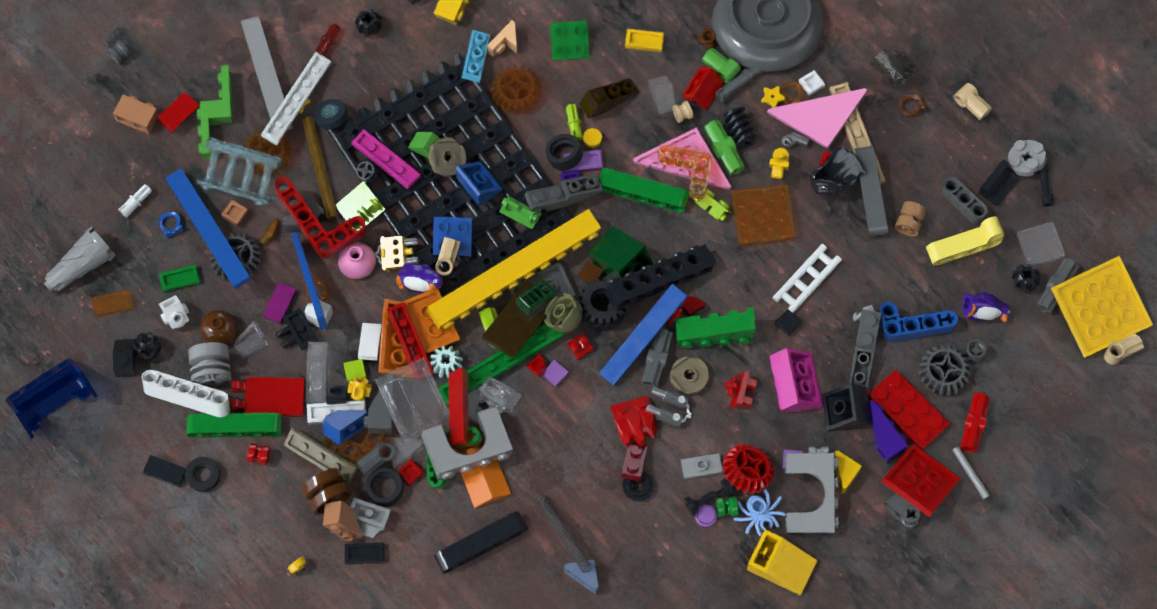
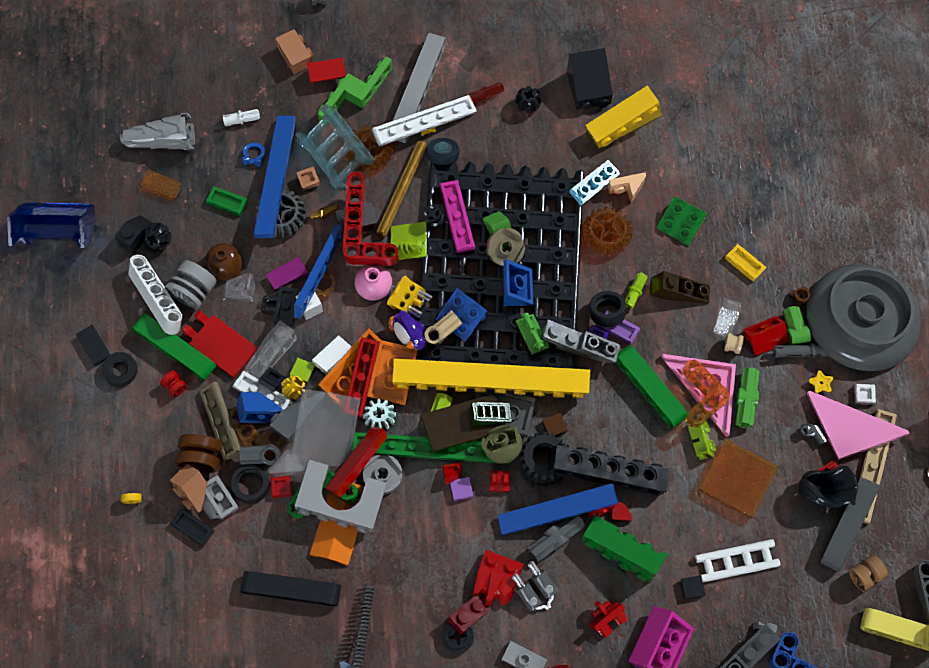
camera: 35 degrees right, 0 degrees up
(174, 312) = (198, 224): white brick -> none
(499, 395) = (400, 474): clear slope -> none
(592, 138) = (641, 313): yellow tile -> none
(619, 254) = (589, 426): dark green slope -> none
(690, 365) = (580, 564): dark tan plate -> none
(740, 128) = (772, 388): black piece -> none
(779, 163) = (785, 443): yellow hips -> none
(799, 98) = (843, 400): clear orange piece -> none

